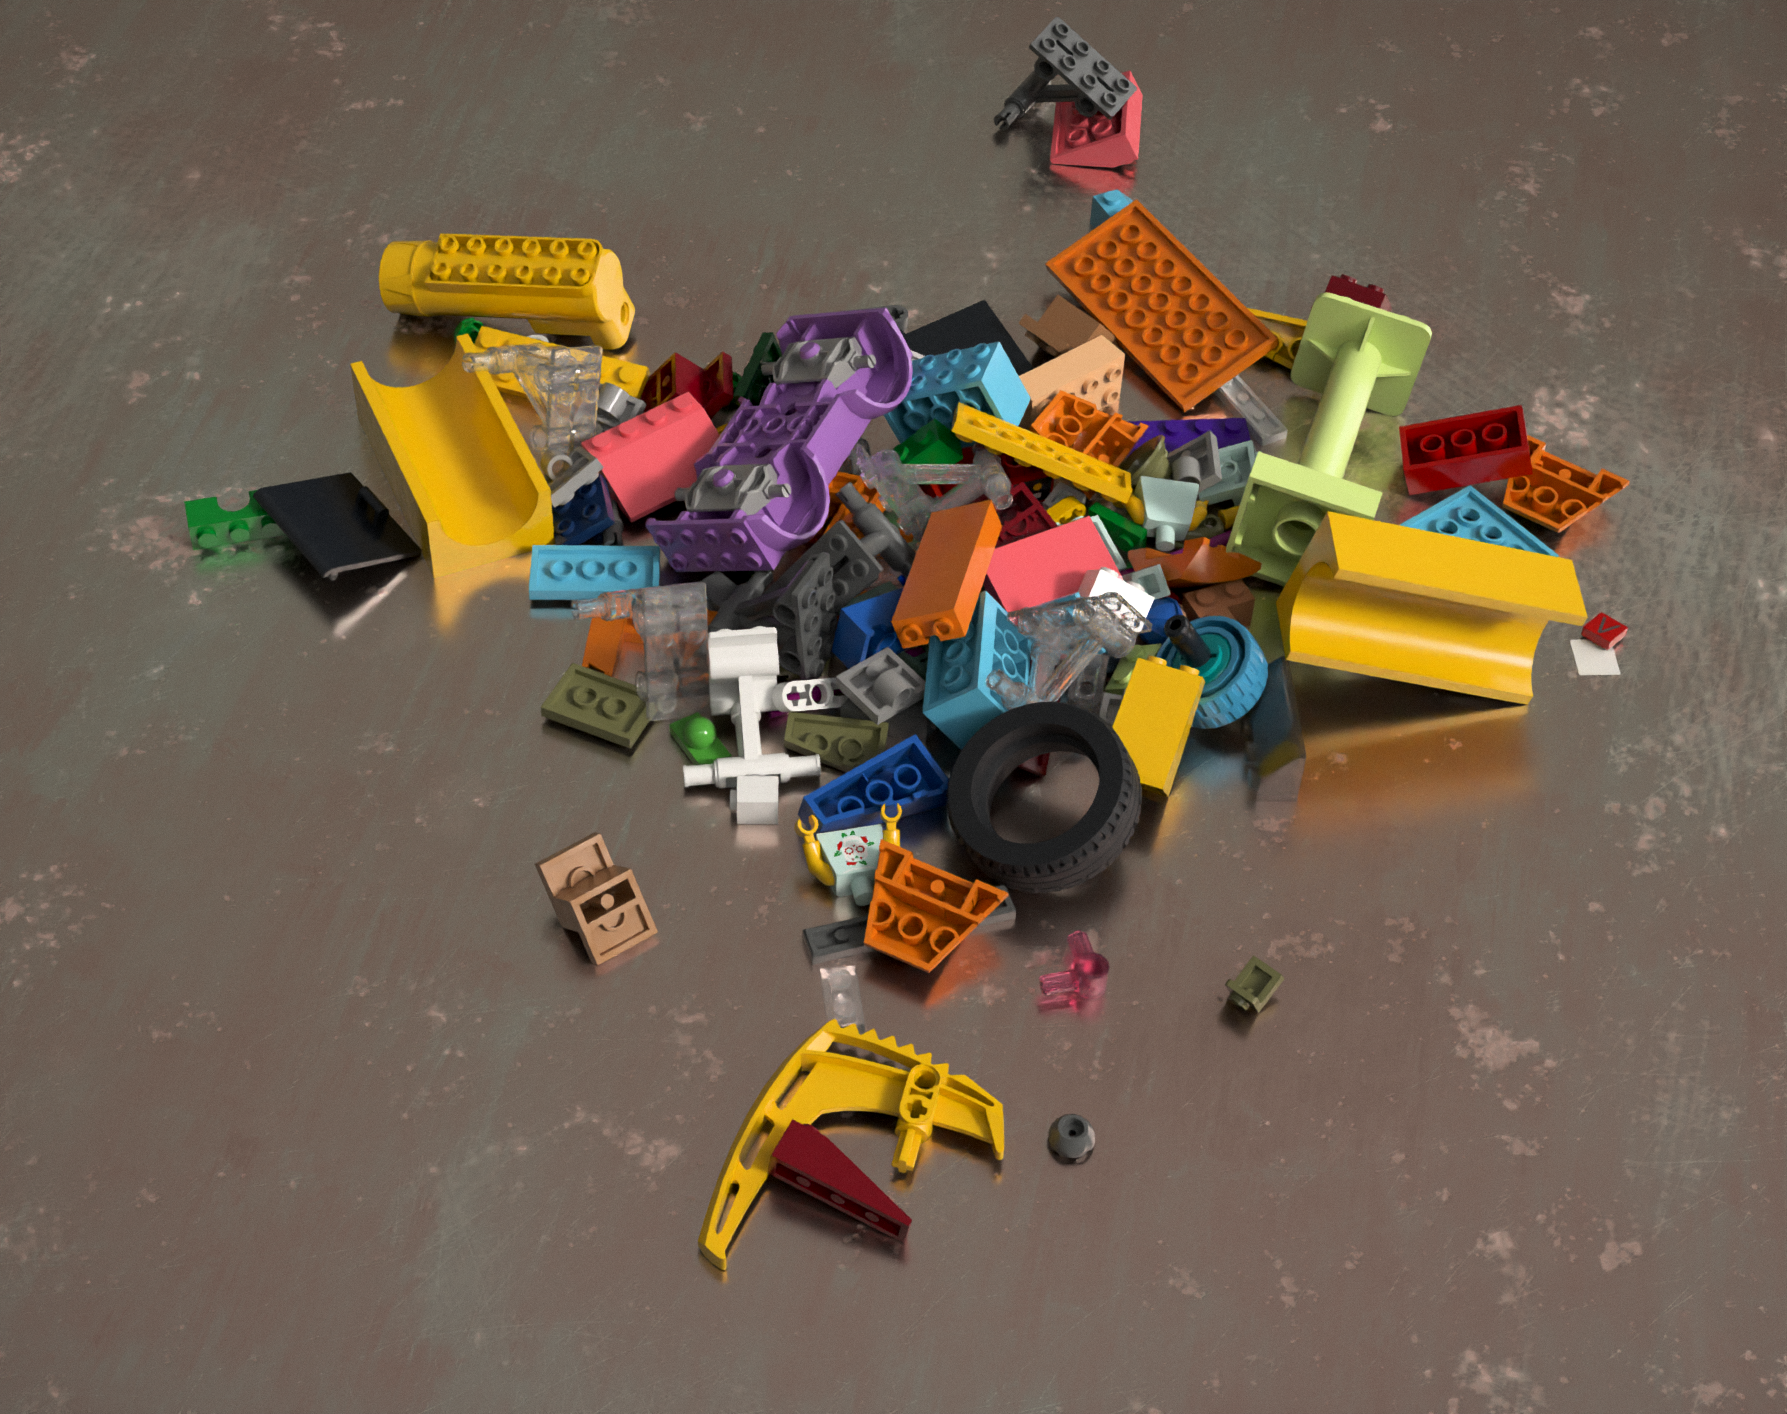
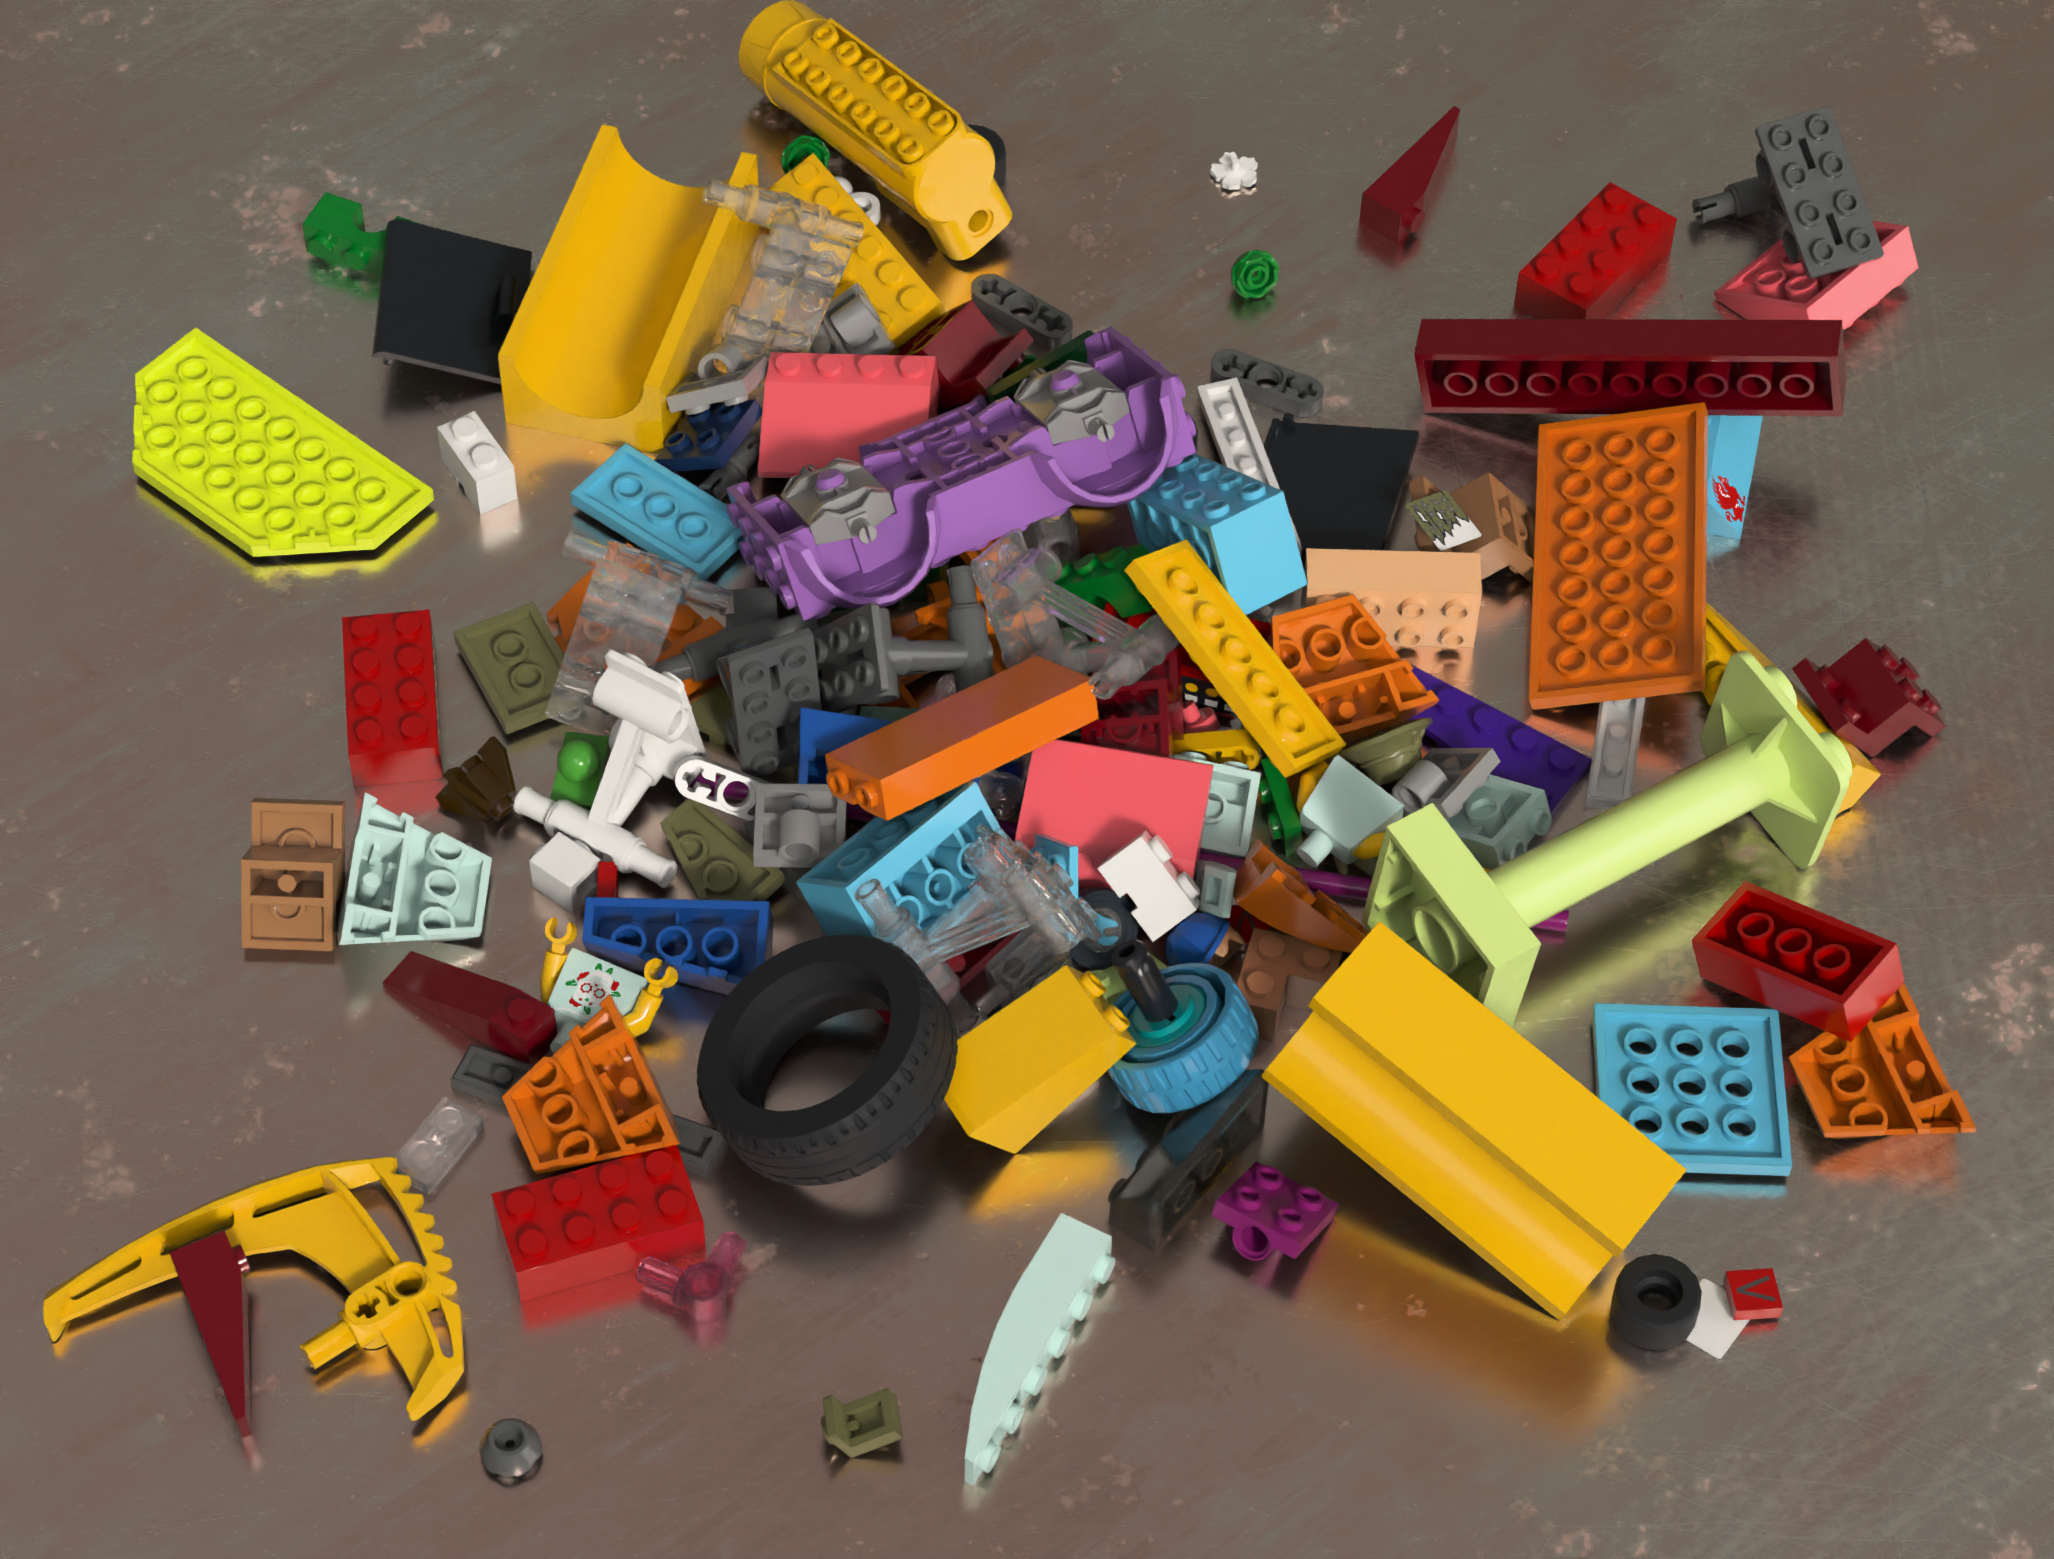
camera: 40 degrees right, 5 degrees up
(297, 679) = (262, 458): none -> neon yellow plate
(451, 604) = (477, 462): none -> white brick
(543, 766) = (391, 698): none -> red brick
(656, 781) = (479, 785): none -> dark brown brick
(667, 348) = (1015, 297): none -> dark grey beam
(670, 861) = (409, 882): none -> light aqua wedge
(728, 223) = (1234, 171): none -> white plant
(782, 906) = (476, 1006): none -> dark red slope
(791, 793) = (607, 880): none -> red tile
(800, 268) = (1261, 281): none -> green plate
(839, 181) = (1402, 193): none -> dark red slope
(979, 172) = (1596, 258): none -> red brick
(990, 977) = (598, 1221): none -> red brick
(1060, 330) = (1443, 520): none -> sticker
(1074, 203) = (1631, 366): none -> dark red brick
(1290, 883) = (1031, 1331): none -> light aqua slope
(1334, 733) = (1272, 1213): none -> magenta plate
(1569, 662) = (1657, 1276): none -> black tyre

